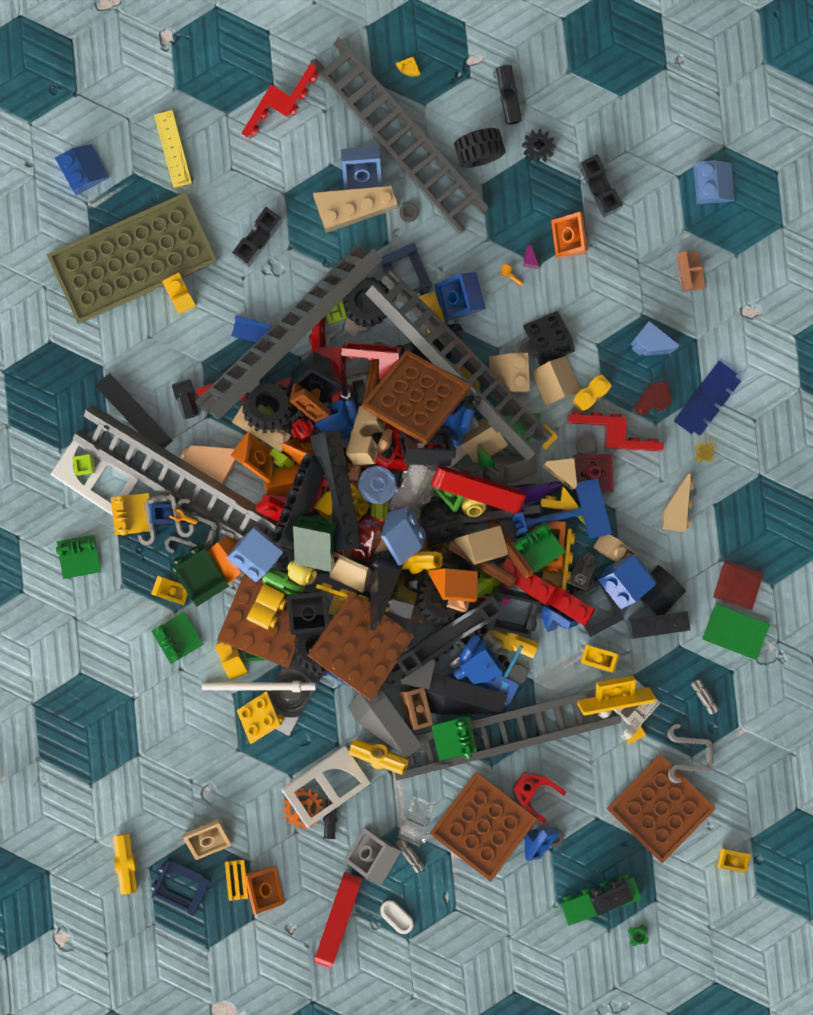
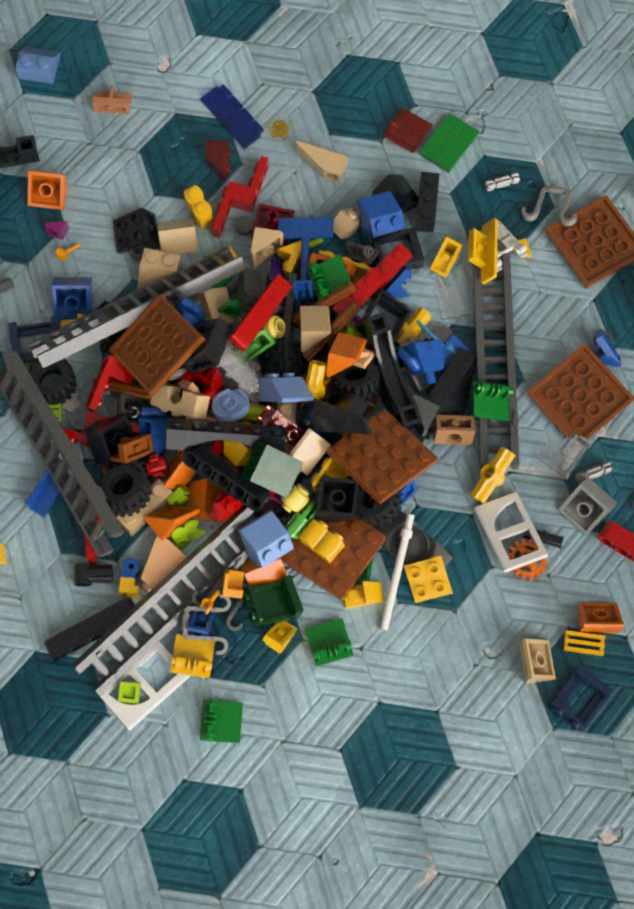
camera: 75 degrees left, 15 degrees down
(125, 863) = (545, 749): yellow piece -> none
(190, 433) = (130, 571): none -> leg
(204, 534) = (233, 583): none -> light orange panel
(240, 473) = (184, 535): none -> lime plate
(385, 722) = (460, 460): dark grey wedge -> none
(535, 782) = (551, 349): red piece -> none
(653, 342) = (165, 142): medium blue slope -> none

